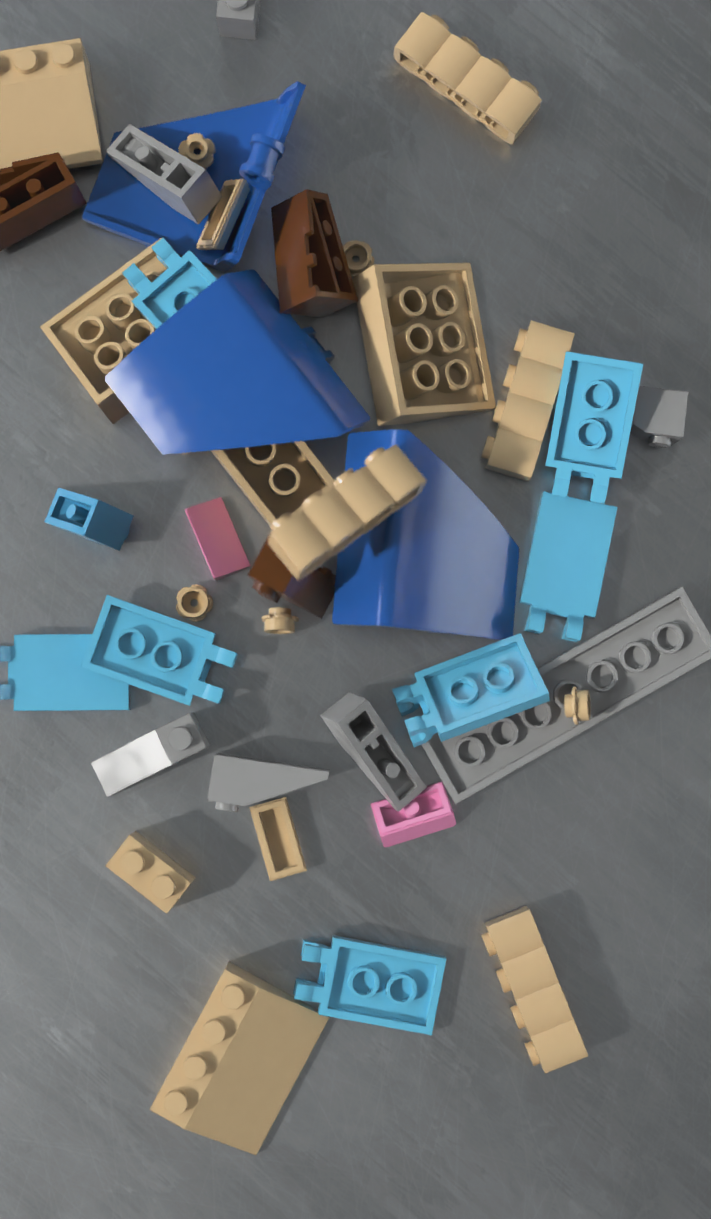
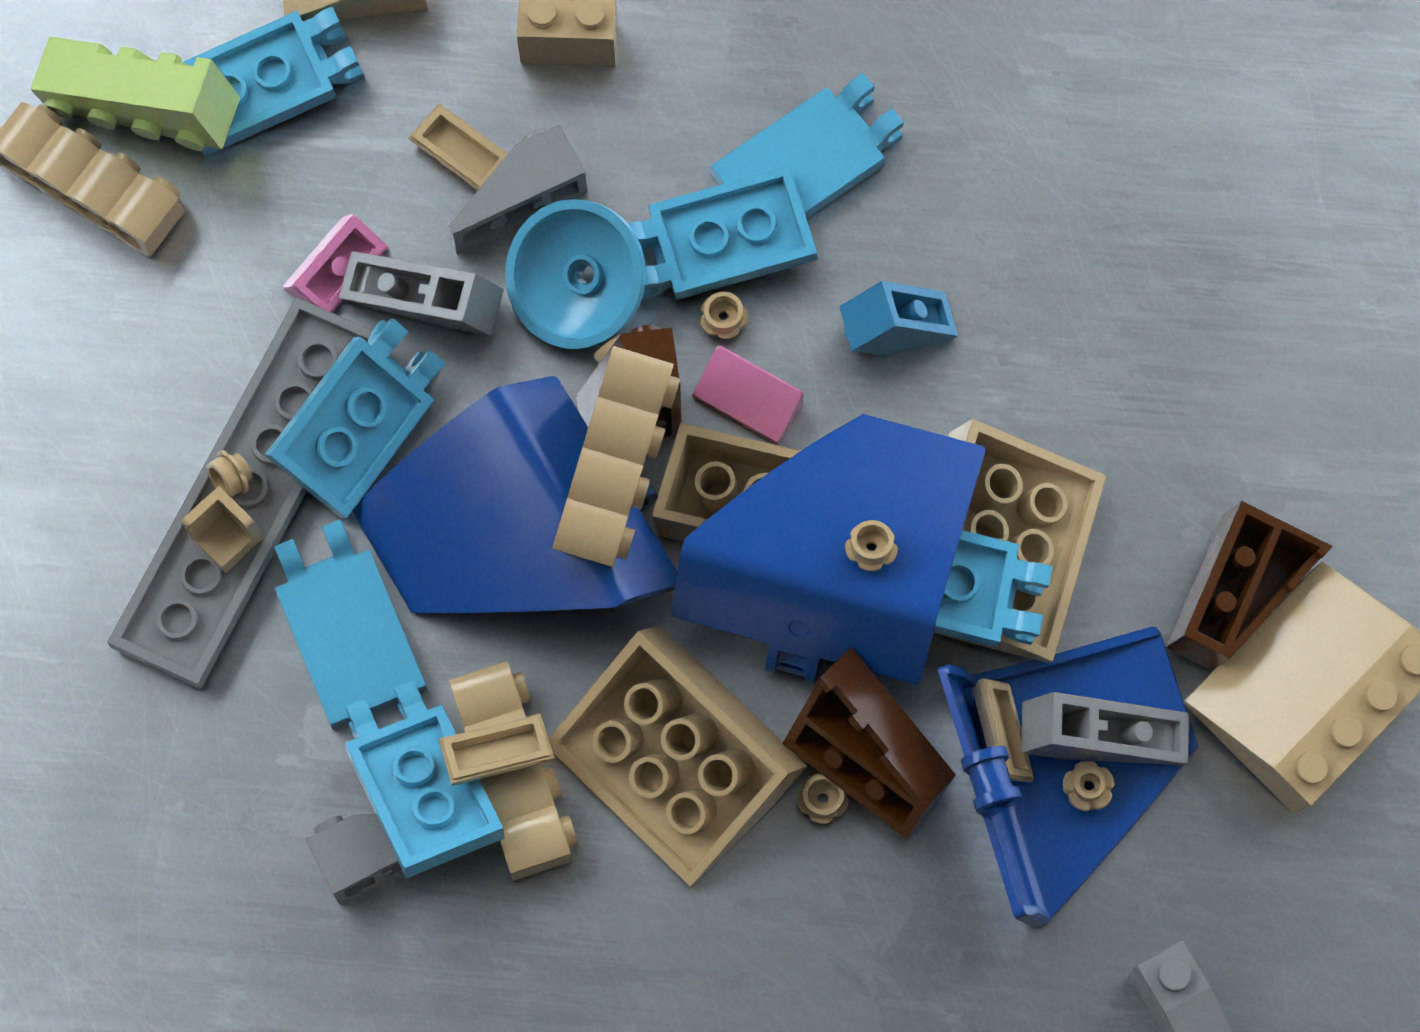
camera: 145 degrees right, 15 degrees down
(150, 754) = (650, 144): slope -> none
(217, 345) = (875, 533): none -> tan plate
(288, 684) = (548, 274): none -> medium azure dish
(466, 1025) = (137, 92): none -> yellowish green wedge
(536, 404) = (496, 749): none -> tan tile
(607, 669) = (221, 529): none -> tan panel

